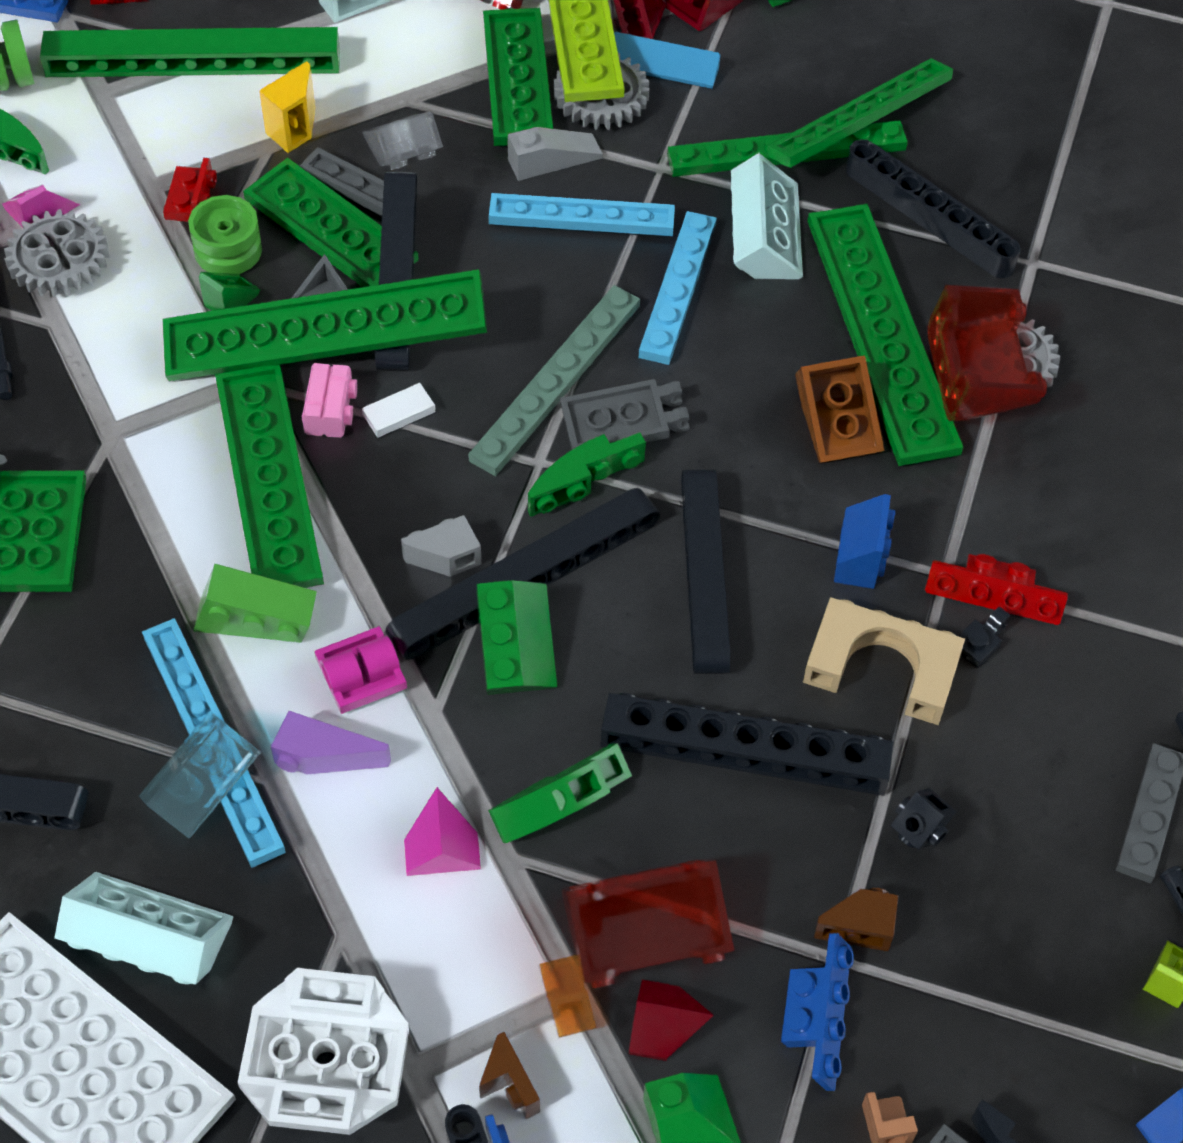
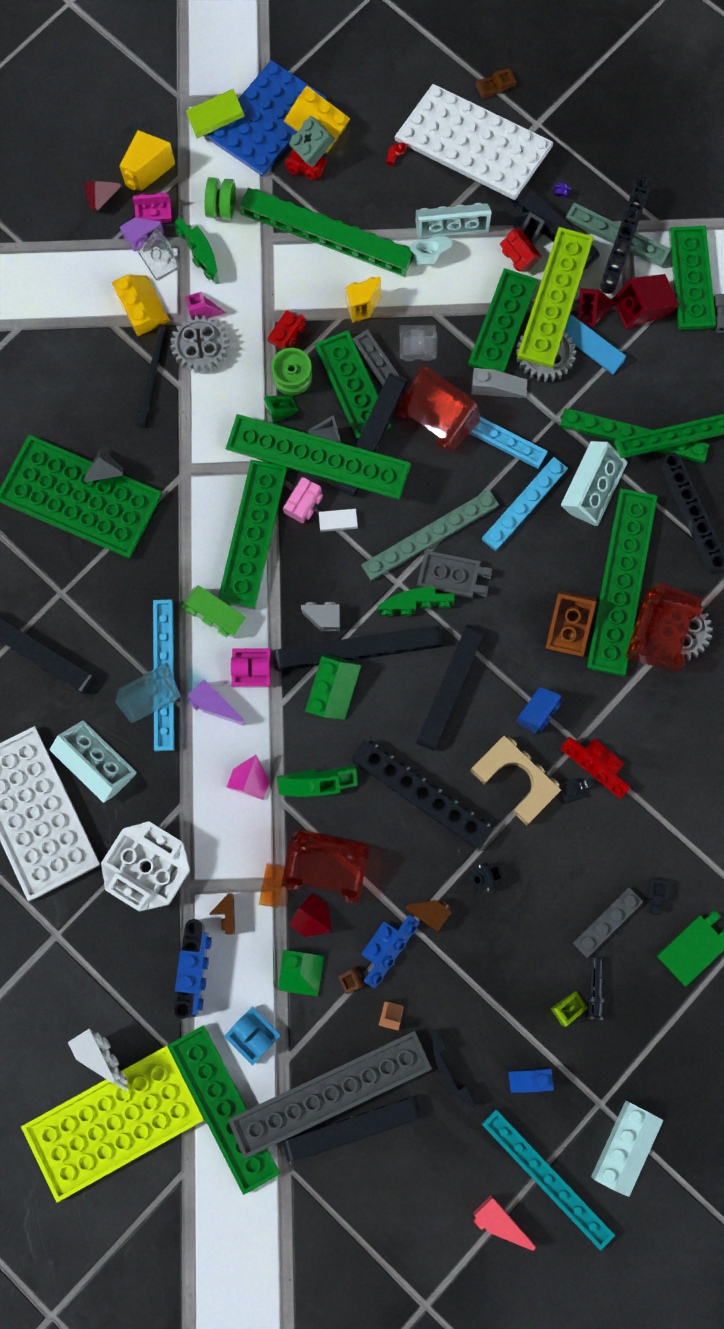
camera: 30 degrees right, 20 degrees up
(361, 25) = (428, 250): none -> light aqua piece
(483, 195) = (439, 408): none -> clear red windscreen
(788, 1094) = (352, 980): none -> reddish brown slope

